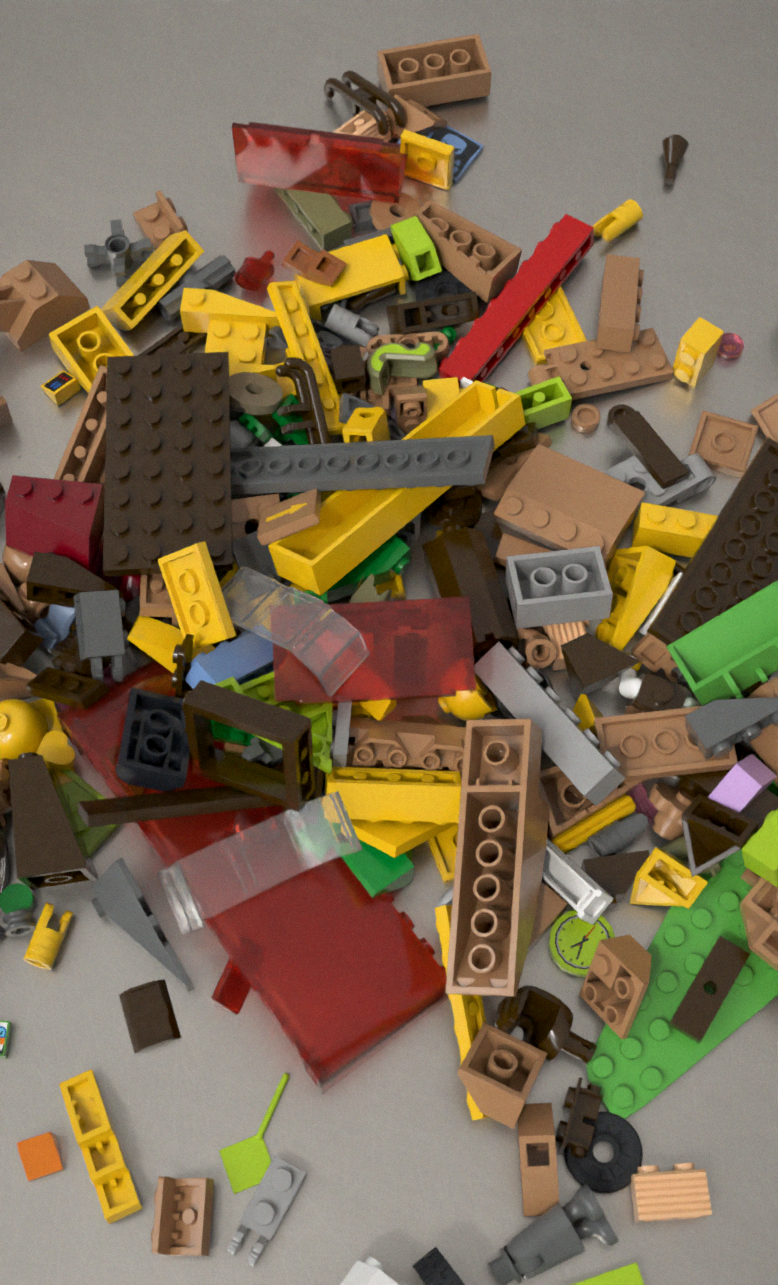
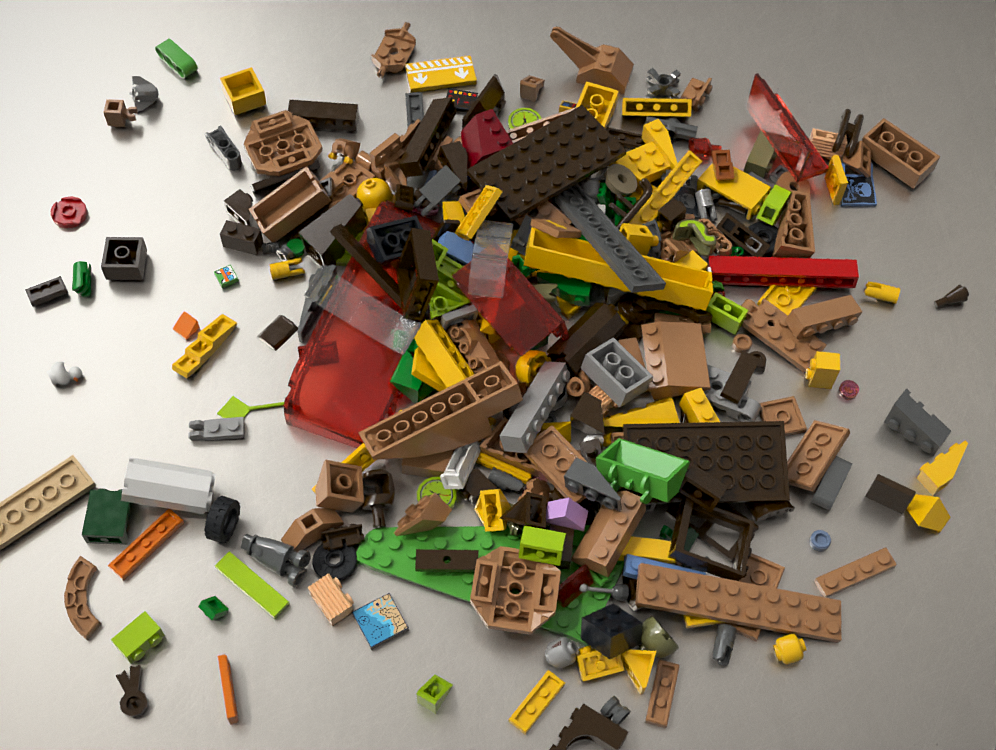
camera: 55 degrees right, 5 degrees down
(37, 453) = (522, 116): none -> lime tile
(182, 1216) = (192, 394): medium nougat bracket -> none
(738, 1141) = (380, 621): none -> tile

